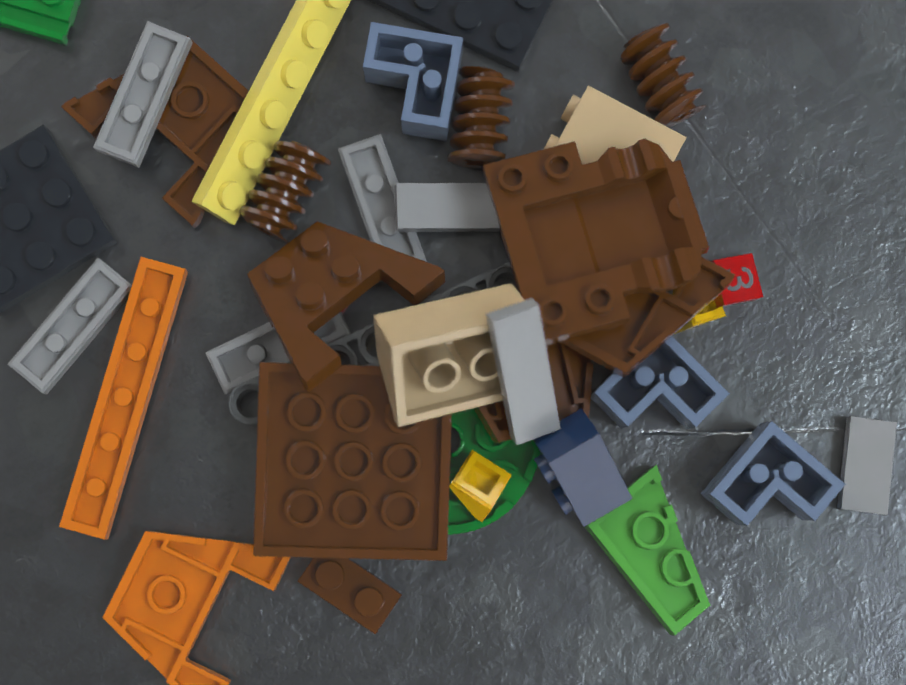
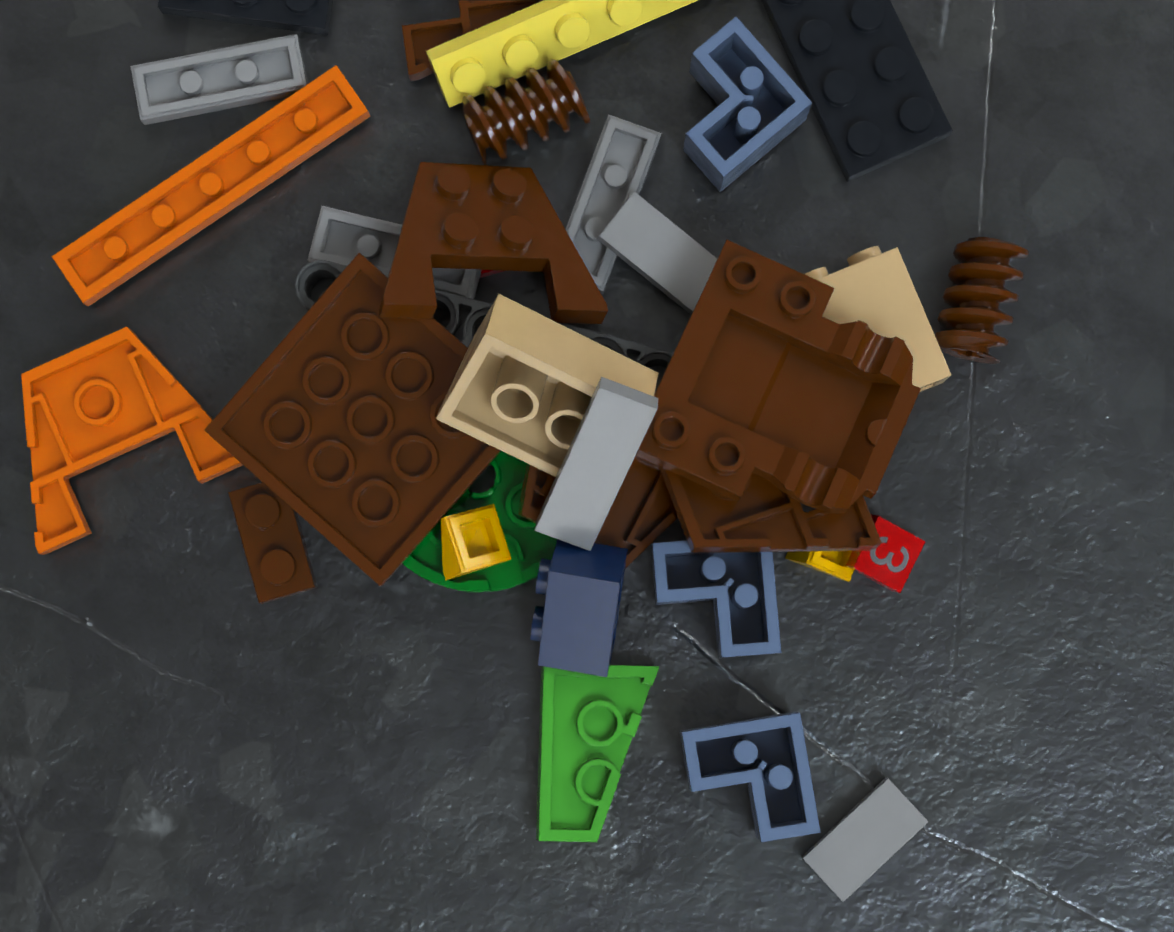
camera: 50 degrees right, 0 degrees up
(479, 117) = (768, 193): reddish brown piece -> none

